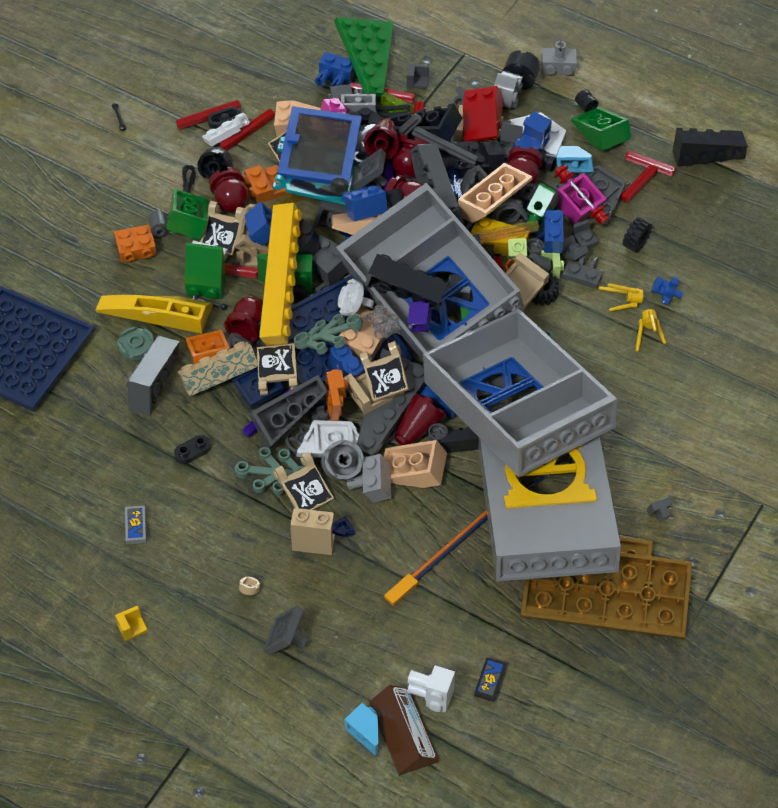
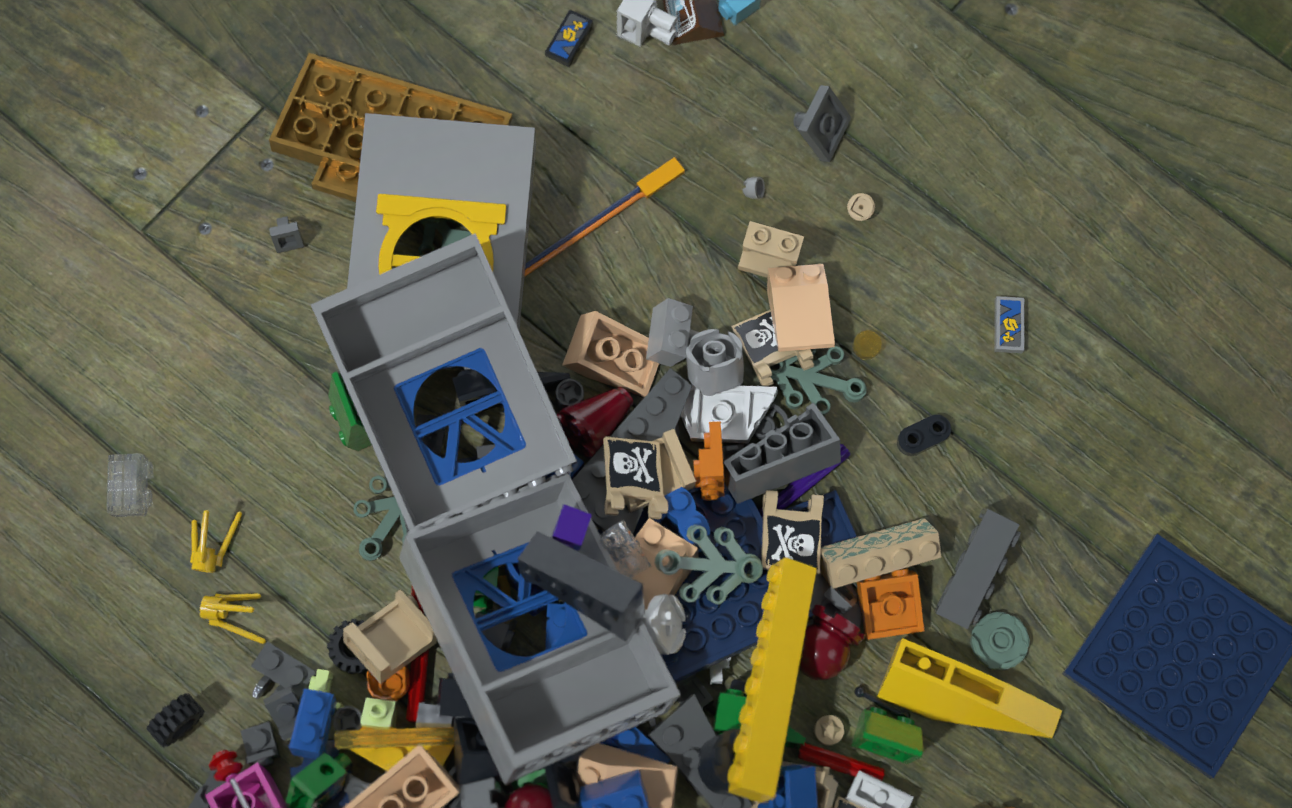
camera: 175 degrees left, 20 degrees up
(130, 623) = (1021, 175): yellow panel -> none
(236, 499) = (867, 345): none -> clear yellow tile
(241, 285) = (829, 730): none -> tan tile
(282, 494) = (800, 307): none -> light nougat slope
(330, 588) = (754, 187): none -> light grey hinge
(343, 528) = (725, 279): clear blue tile -> none
(542, 261) = (350, 686): dark grey brick -> none
(666, 289) = (163, 614): blue piece -> none
(712, 350) = (128, 485): none -> clear brick

